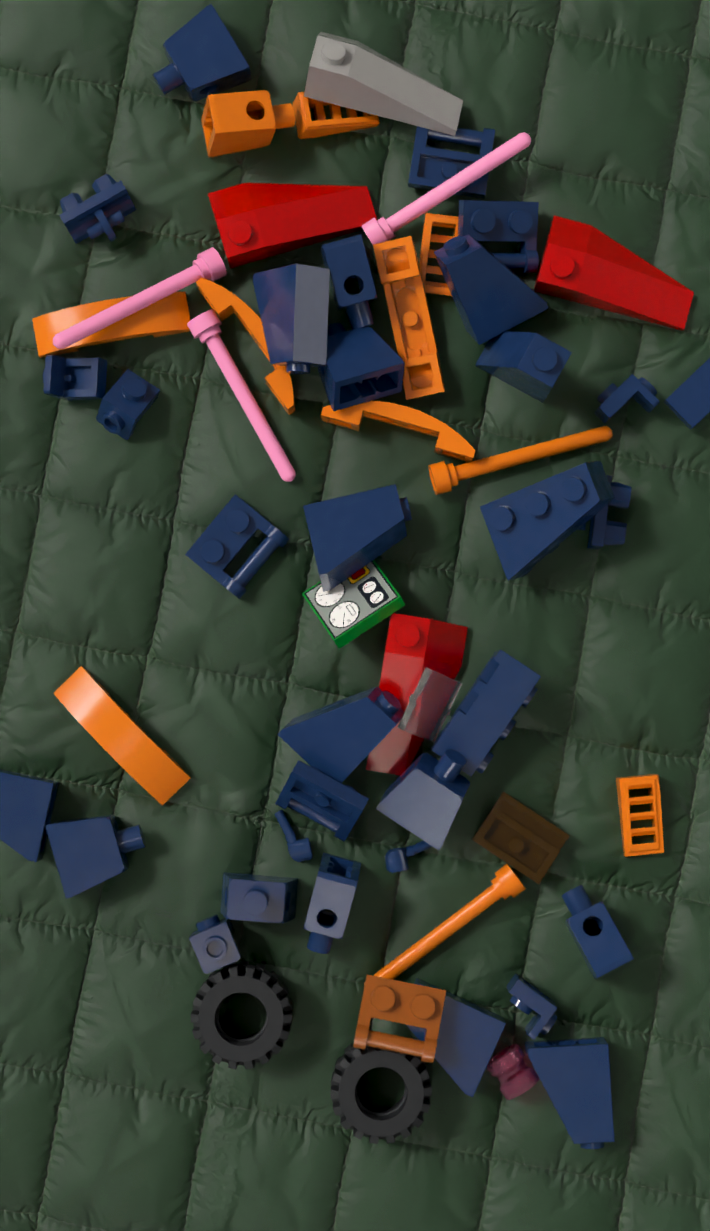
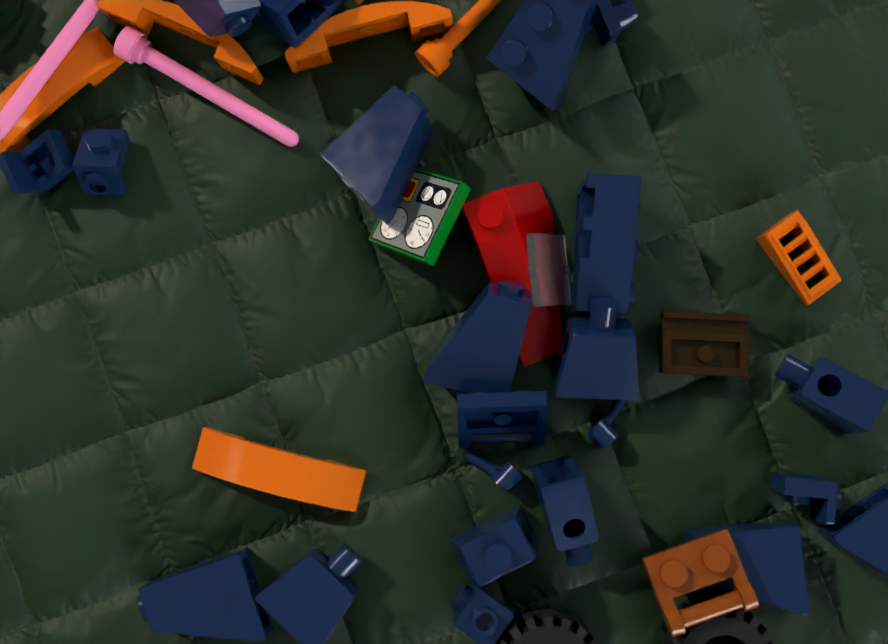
camera: 30 degrees left, 0 degrees up
(225, 540) = (269, 228): dark blue plate -> none
(503, 885) = (715, 397): orange piece -> none
(512, 1072) = (832, 568): clear pink wheel -> none

